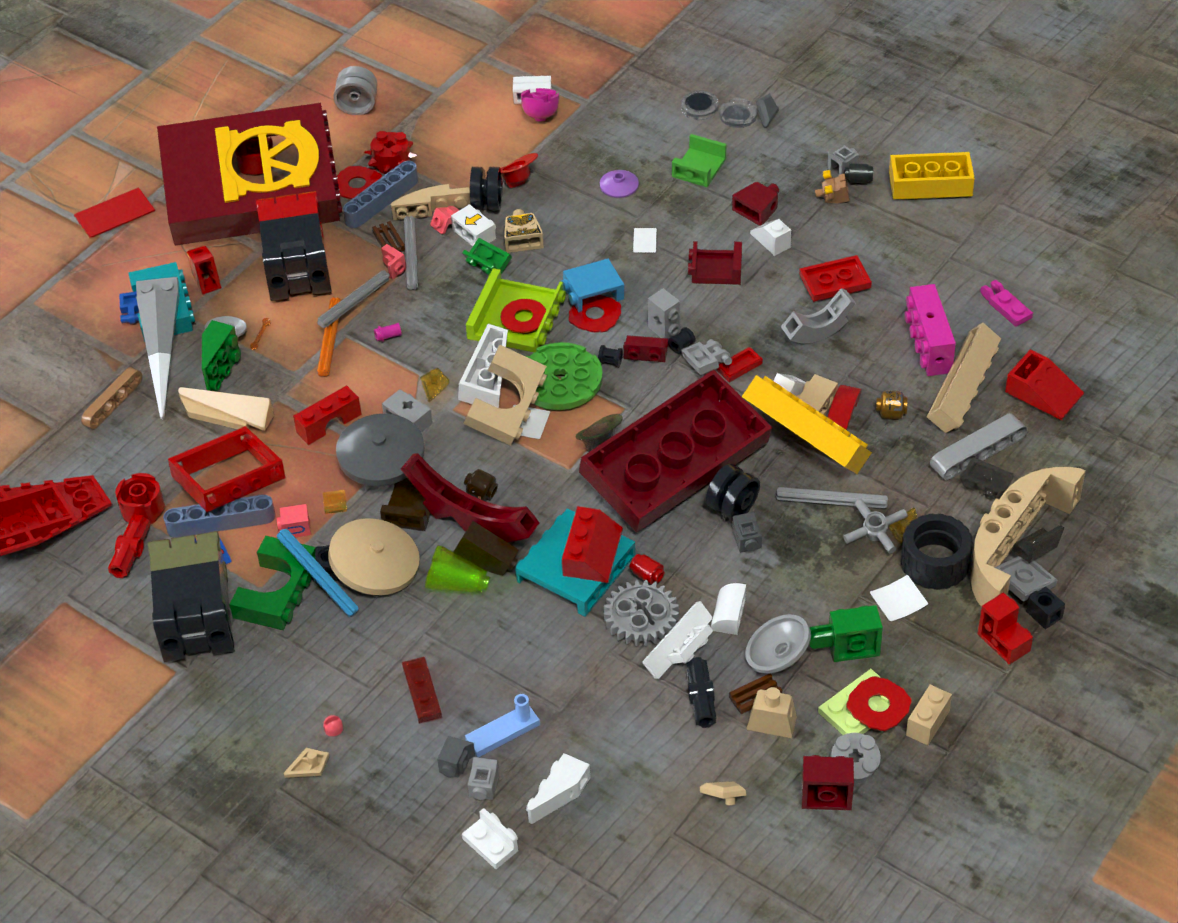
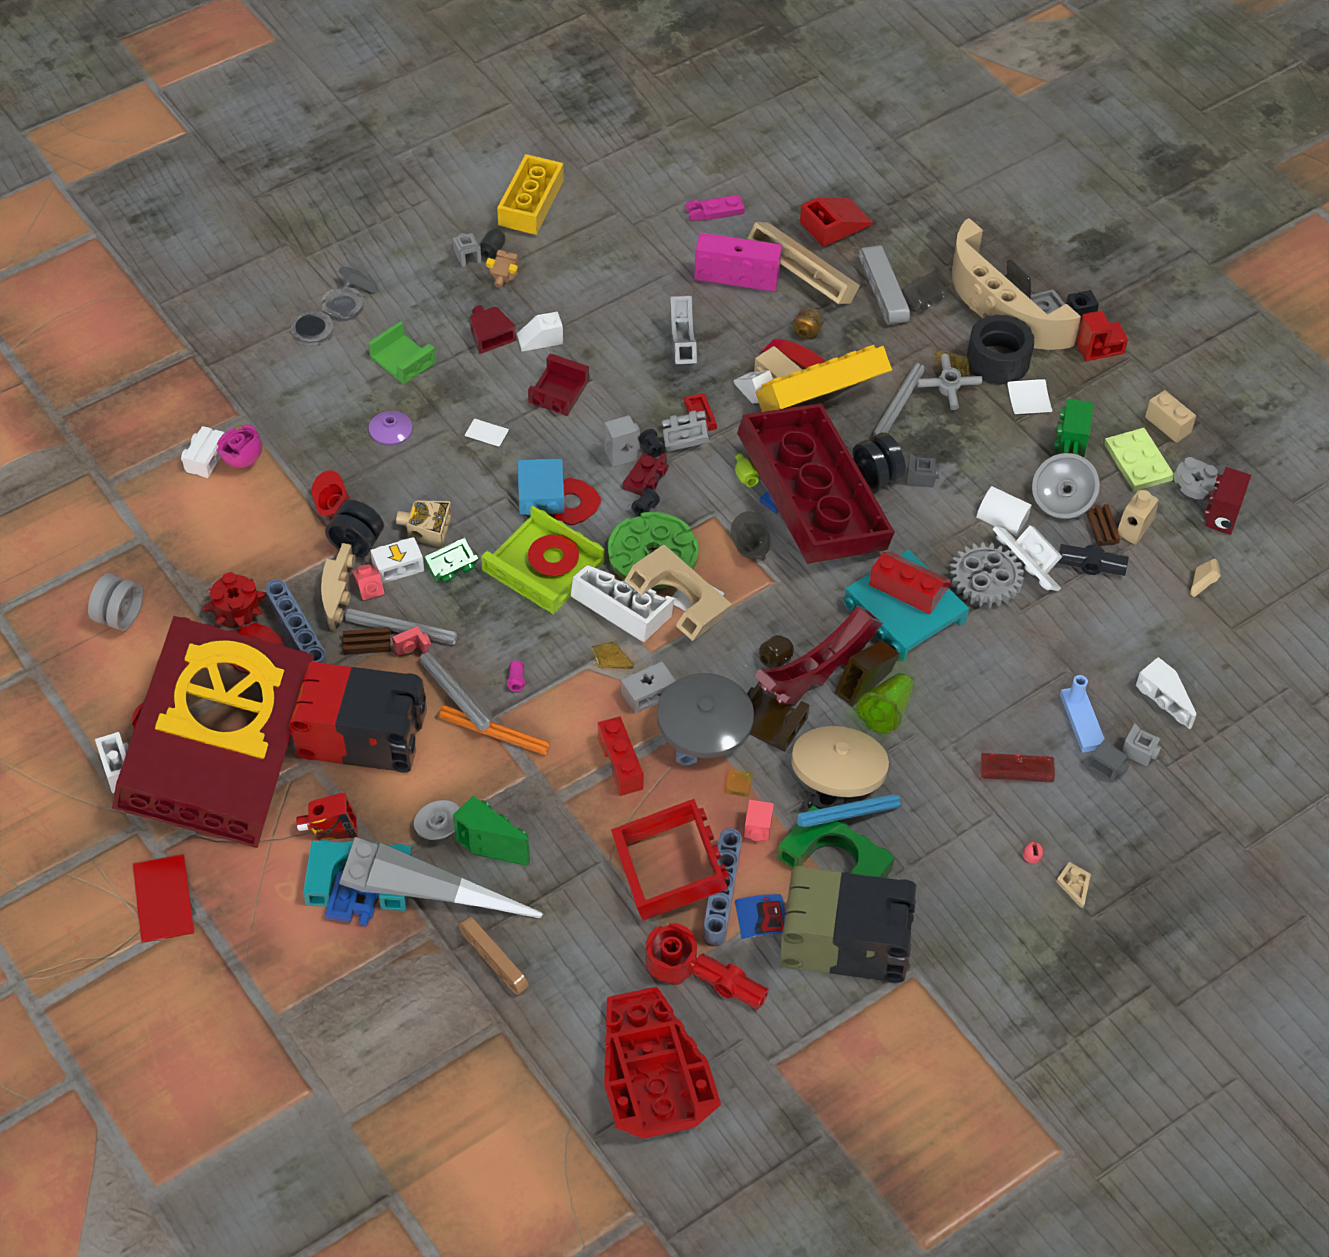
camera: 75 degrees left, 5 degrees up
(227, 408) = (566, 847): wedge -> none
(266, 322) = (437, 785): clear orange hinge -> none
(491, 839) = (1206, 758): white bracket -> none
(647, 568) = (936, 554): red brick -> none
(829, 277) = (625, 308): red plate -> none
(883, 721) = (1166, 441): red piece -> none

